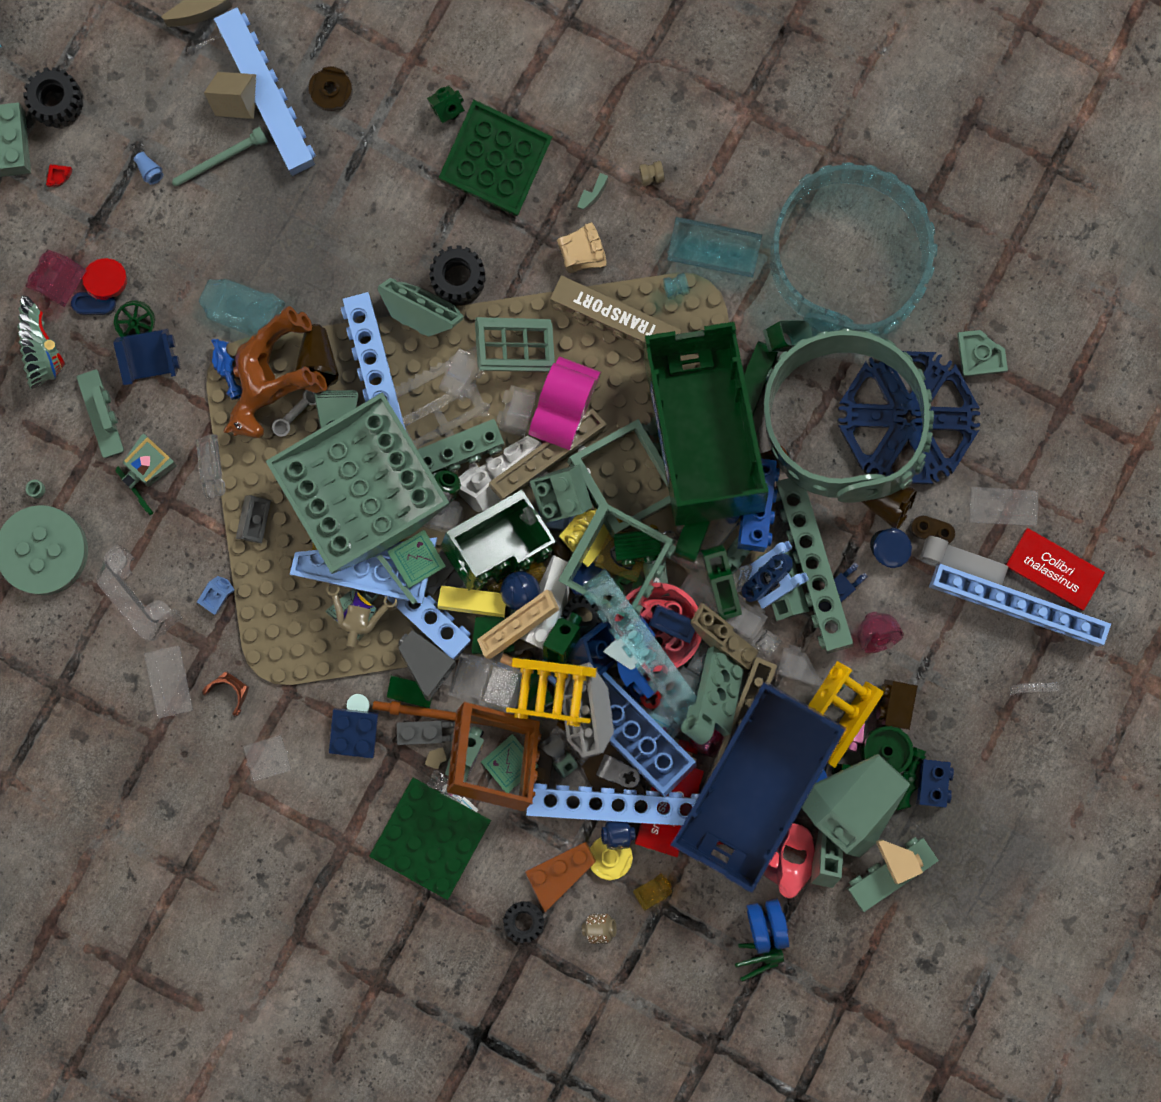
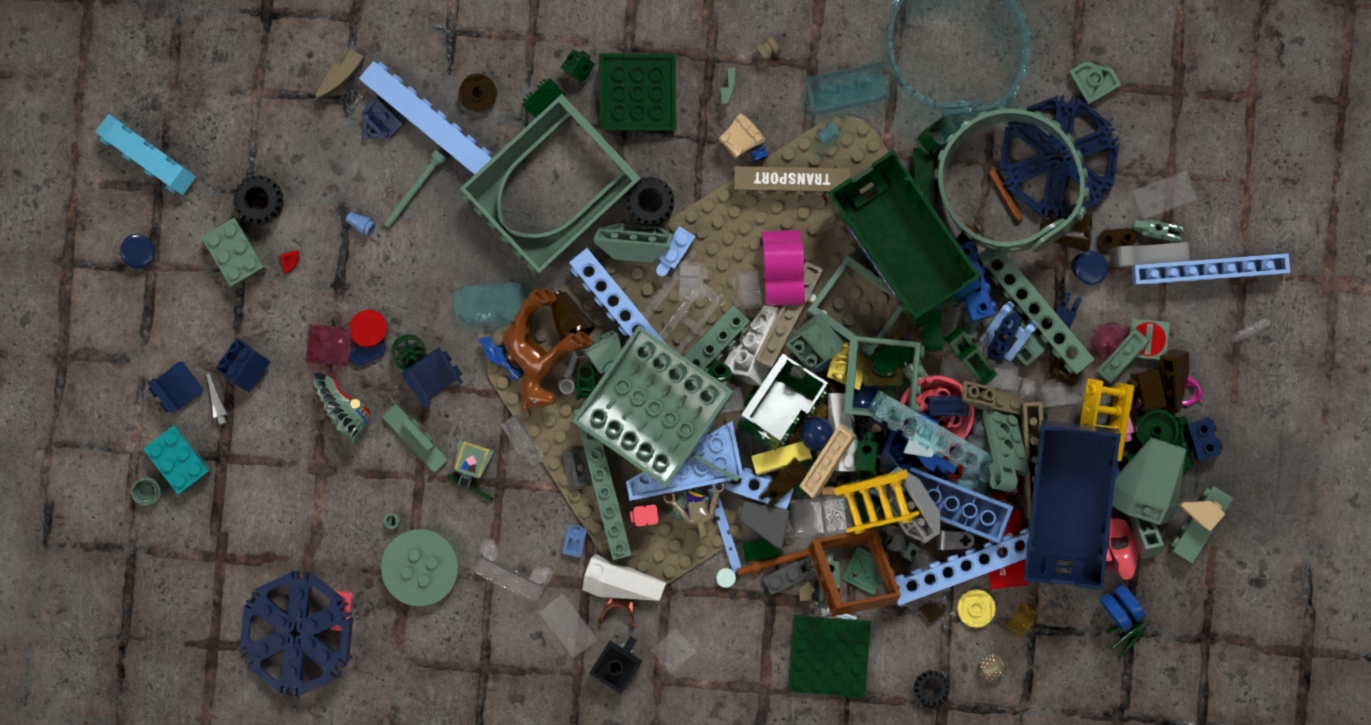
camera: 25 degrees left, 5 degrees up
(211, 64) = (379, 120): none -> dark blue slope
(211, 740) = (615, 653): none -> black hinge
(232, 95) = (402, 133): dark tan slope -> none
(239, 655) = (615, 580): none -> white wedge
(269, 561) = (605, 495): none -> sand green brick
(299, 431) = (585, 384): none -> dark green piece
(300, 598) = (643, 515): none -> coral brick
(301, 180) = (488, 185): none -> sand green panel
(353, 733) = (732, 601): dark blue plate -> none
(379, 649) = (727, 538): none -> light blue piece
(395, 124) = (542, 97): none -> dark green brick
(416, 558) = (724, 444): clear green sticker -> none
(458, 337) = (680, 244): none -> light blue brick
(464, 626) = (784, 481): none -> dark brown hinge
(514, 324) = (730, 254): sand green piece -> none
(559, 873) = (943, 638): dark orange wing -> none
(560, 839) = (931, 611): none -> dark brown tile
(593, 277) = (759, 154): none -> blue bush
(617, 835) = (975, 589): dark blue head -> none
(810, 645) = (1061, 374): none -> dark brown cone
(834, 434) = (1005, 195): none -> dark orange bar
(885, 656) = (1123, 356): none -> sand green tile
(920, 650) = (1156, 332): none -> piece
(930, 703) = (1174, 376): none -> dark brown slope
(944, 716) = (1198, 393): none -> dark pink piece
(981, 540) = (1149, 227): none -> sand green hinge
(1055, 569) = (1226, 227): red tile -> none

